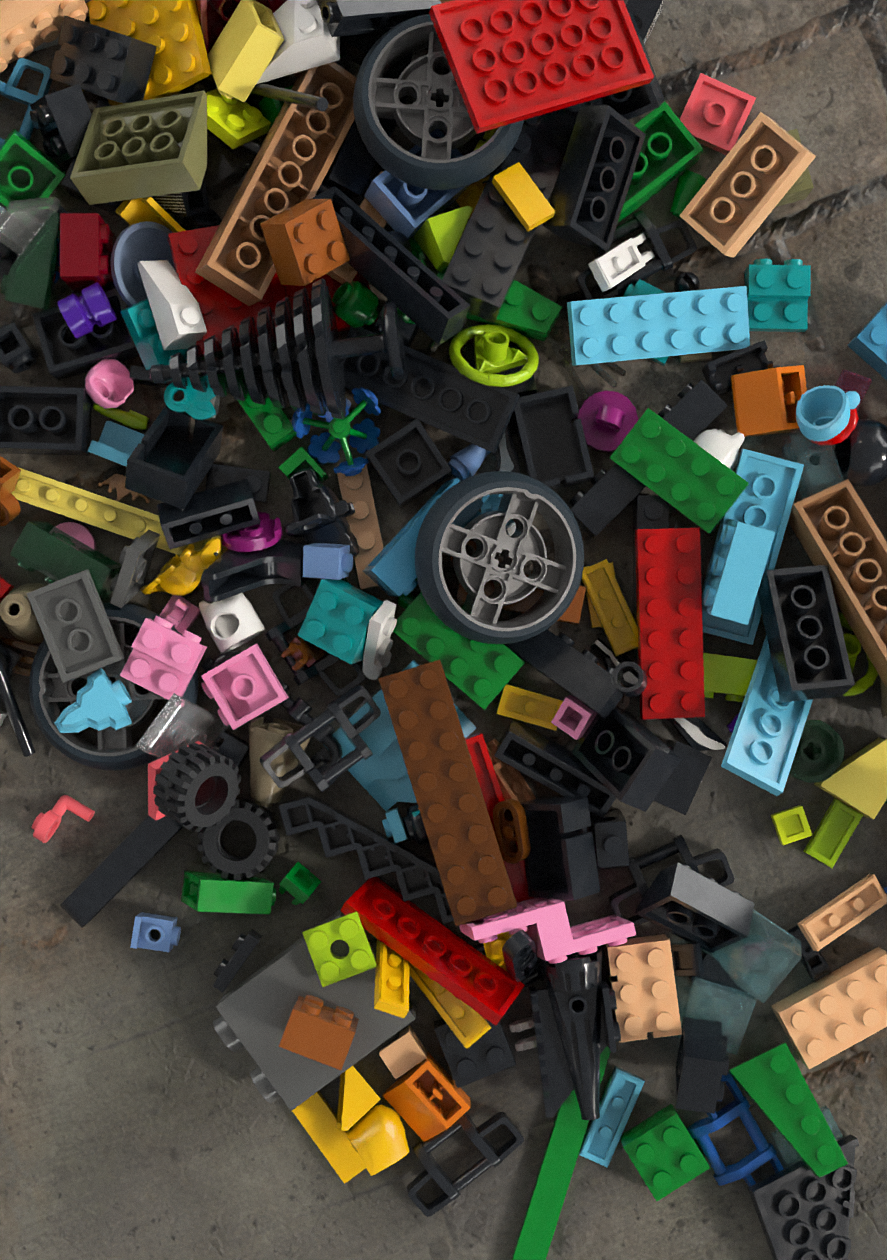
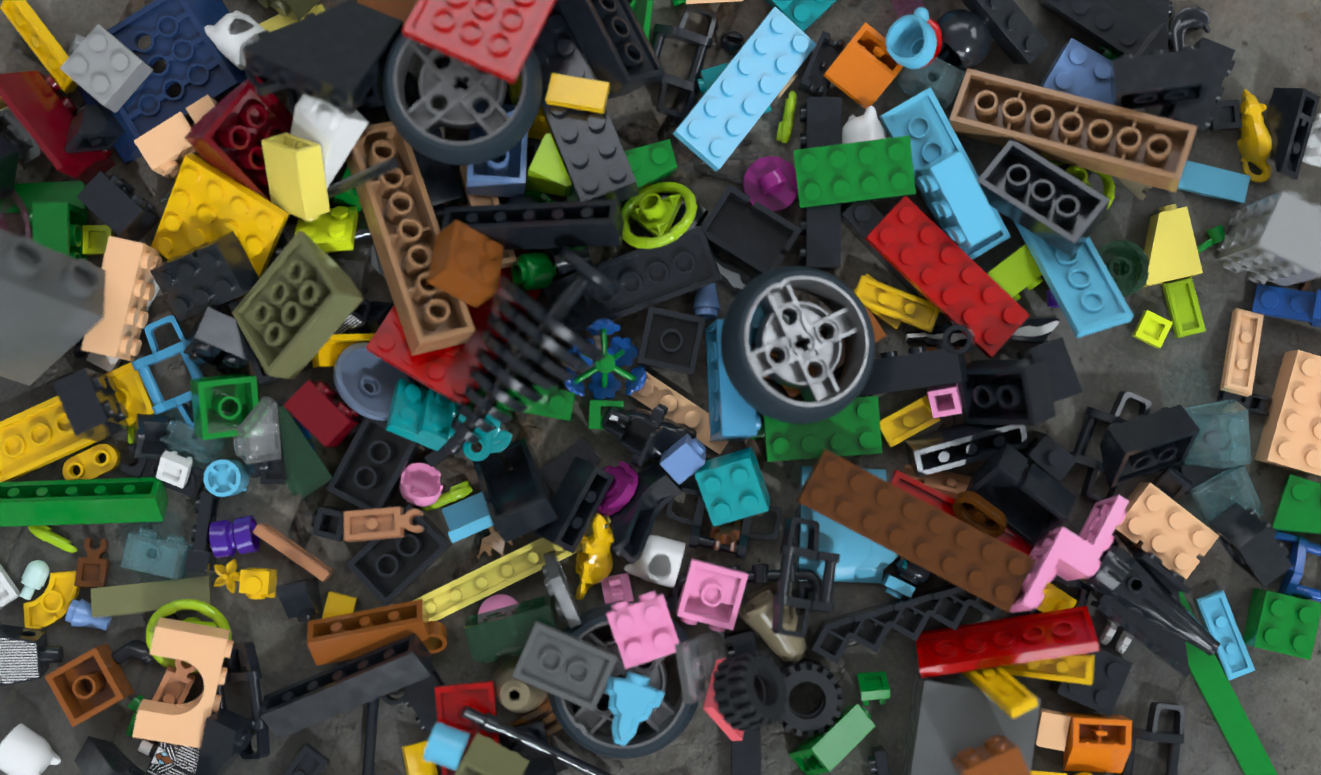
camera: 50 degrees left, 0 degrees up
(44, 379) = (379, 523): none -> nougat plate
(87, 310) = (362, 451): dark purple wheel -> none
(172, 306) = (415, 391): white slope -> none
(332, 967) = (959, 716): lime piece -> none
(378, 640) = (770, 476): white hinge -> none
(520, 955) = (1068, 589): black beam -> none
(620, 262) = (679, 72): white hinge -> none
(664, 388) = (786, 125): none -> lime piece

